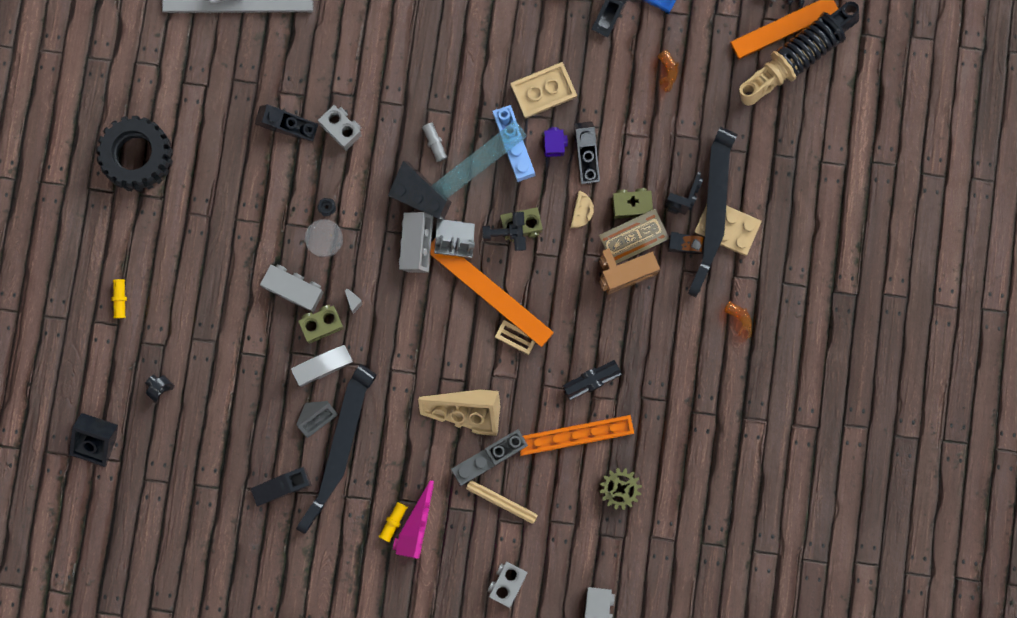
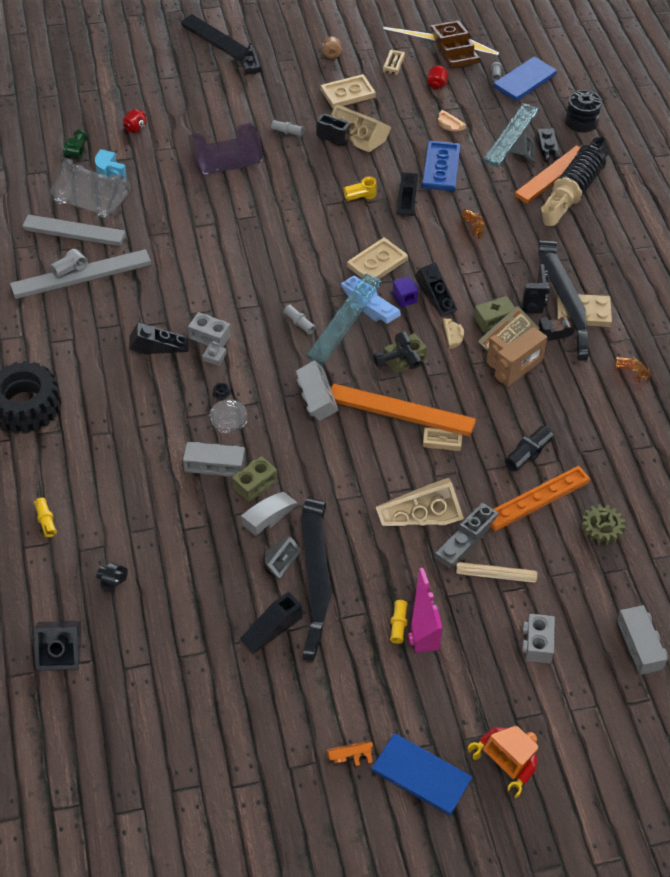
camera: 20 degrees left, 30 degrees down
(336, 156) = (214, 354): none -> light grey tile
(353, 300) = (276, 451): light grey slope -> none
(418, 192) = (299, 350): black wedge -> none
(454, 238) = (351, 379): hinge -> none

